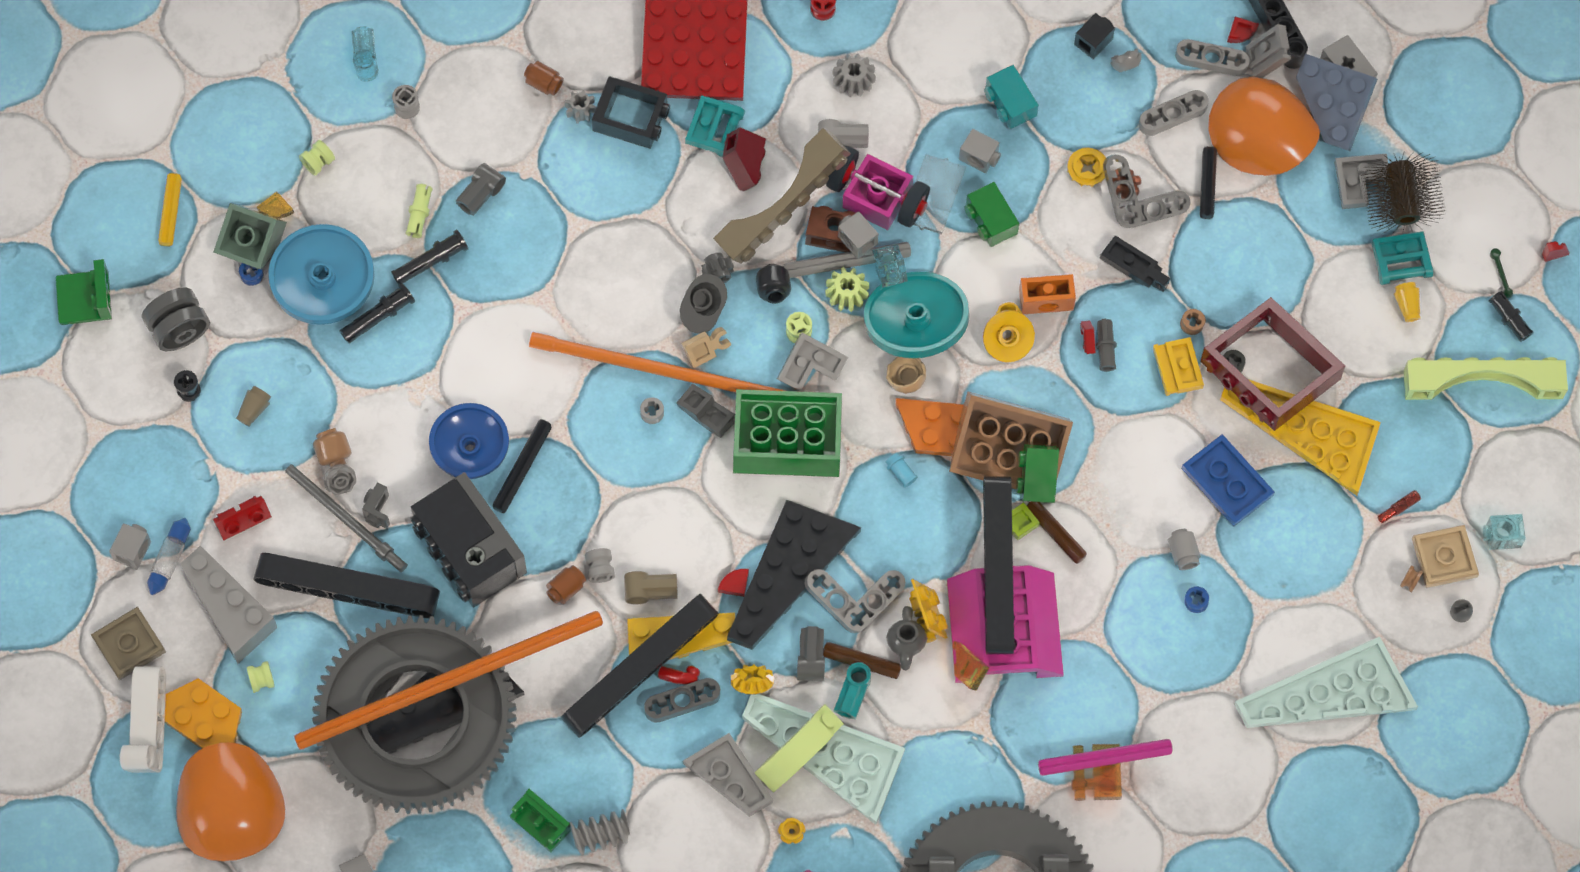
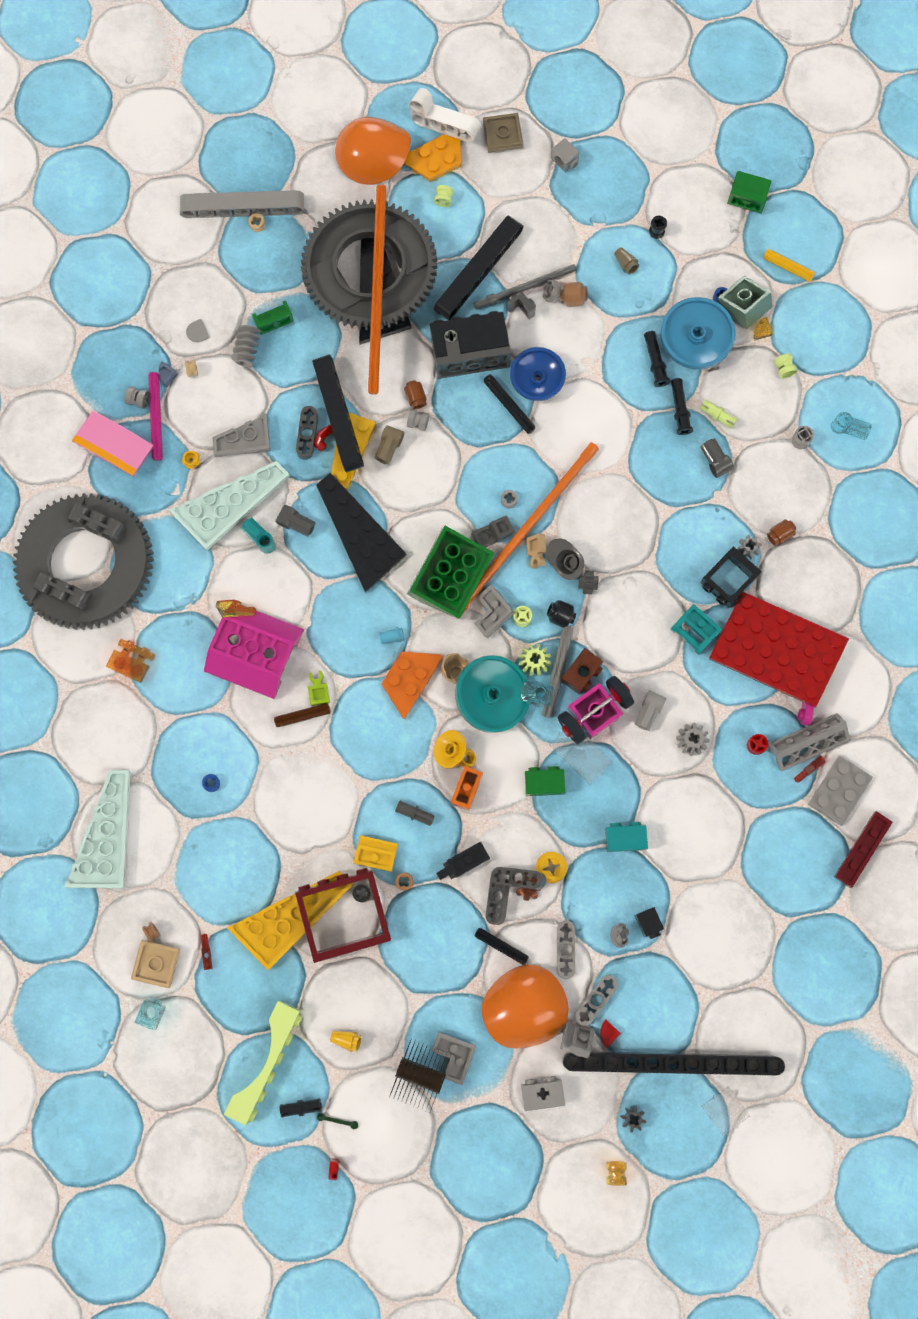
camera: 120 degrees right, 10 degrees up
(168, 556) = (548, 175): piece -> none
(175, 319) = (704, 232): dark grey wheel -> none
(232, 609) = (499, 194): light grey wedge -> none
(250, 514) = (555, 218): red hinge -> none
(734, 583) = (367, 498): red tile -> none
(743, 157) = (662, 635): dark red slope -> none
(752, 679) = (289, 475): yellow gear -> none
(799, 748) = (232, 484): yellowish green arch -> none
(820, 158) = (626, 670): dark tan arch -> none
(850, 606) = (313, 560): light grey beam -> none
(850, 656) = (277, 551): reddish brown axle -> none
(857, 234) = (565, 677): light grey brick -> none
(906, 638) = (275, 582): dark grey piece -> none
(924, 604) = (285, 604): yellow hinge -> none
(980, 151) = (595, 797): light grey brick -> none
(995, 432) = (372, 711): medium nougat slope -> none
(998, 565) = (285, 655): black beam -> none
(1038, 473) = (340, 717): green brick -> none
(1087, 331) = (426, 803): red tile -> none
(1105, 757) = (133, 667): dark pink axle -> none
(1184, 549) = (246, 790): light grey brick -> none
(1228, 480) = (280, 845): blue plate -> none
(1335, 98) = (520, 1069): sand blue plate -> none
(1400, 250) = (386, 1057): teal plate -> none
(1463, 615) = (119, 955): dark grey hinge -> none

